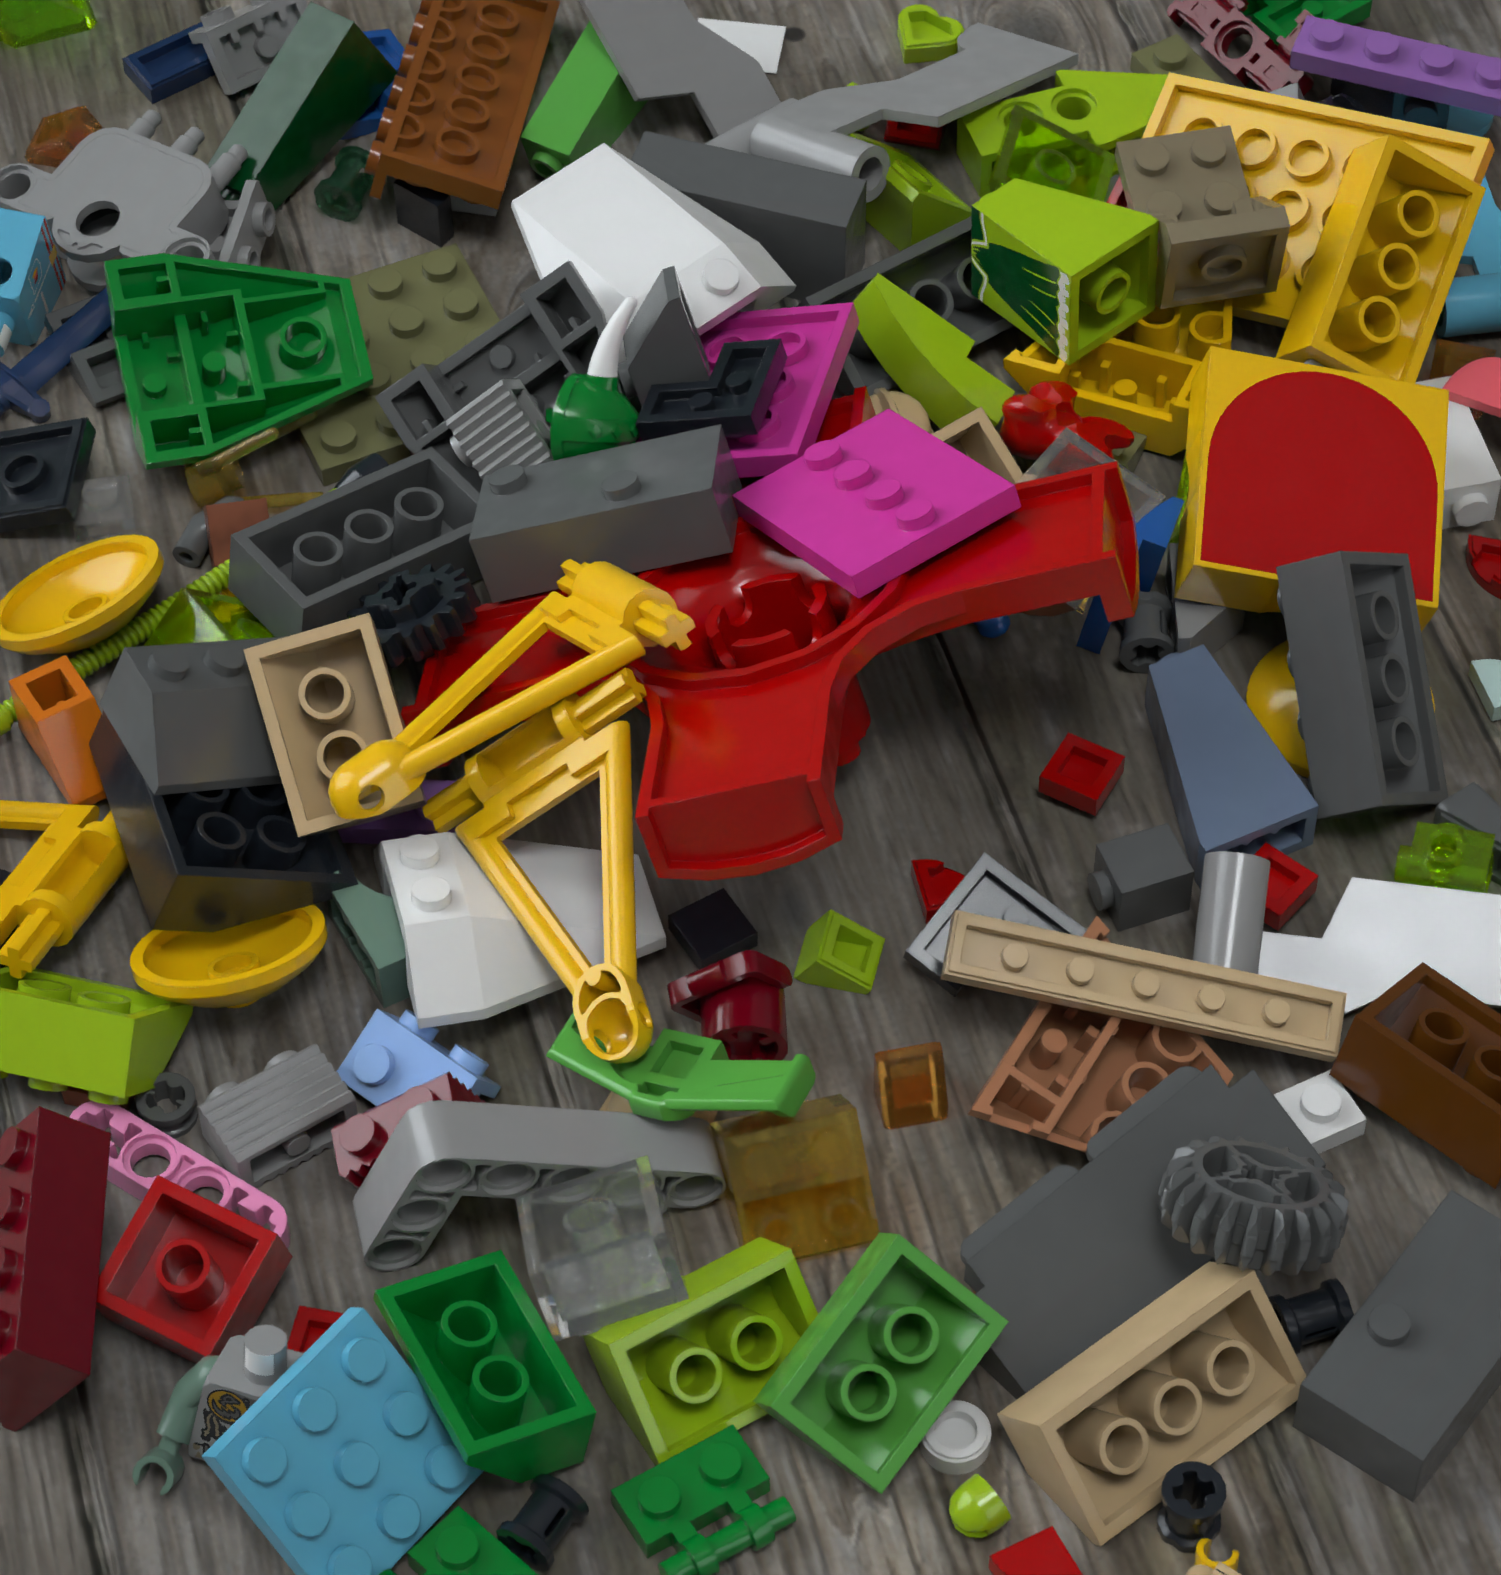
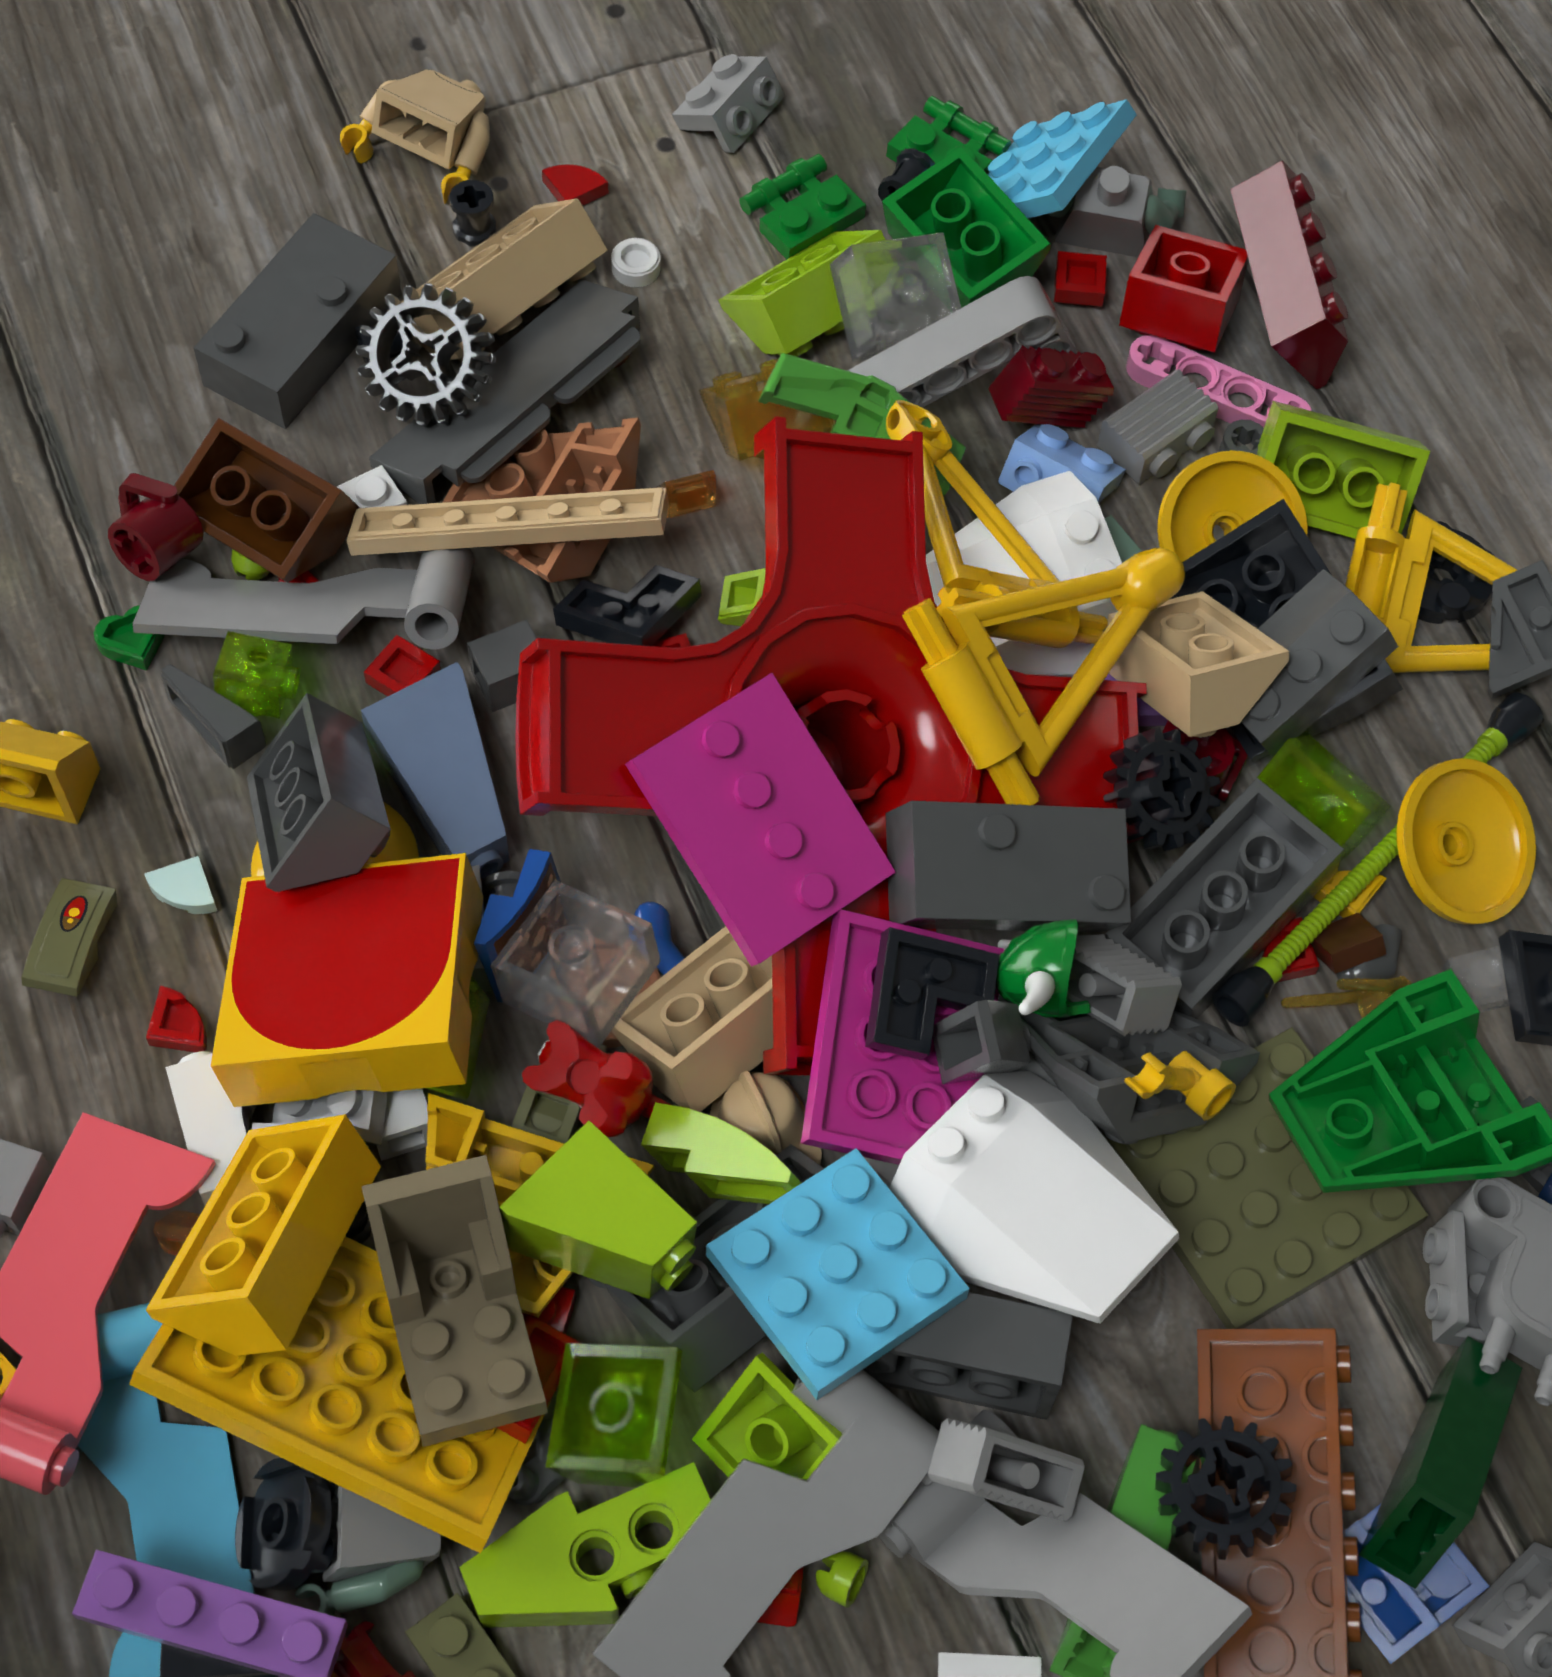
camera: 170 degrees right, 10 degrees up
(58, 722) = (1430, 719): orange slope -> none
(346, 183) = (1371, 1398): clear green bush -> none
(451, 347) = (1204, 1089): none -> yellow brick
(512, 72) = (1248, 1475): none -> black gear
(706, 93) = (1006, 1469): none -> light grey brick
(839, 208) = (836, 1273): none -> medium azure plate
(881, 1361) = (695, 261): bright green slope -> none
(977, 1508) = (616, 212): lime hinge -> none

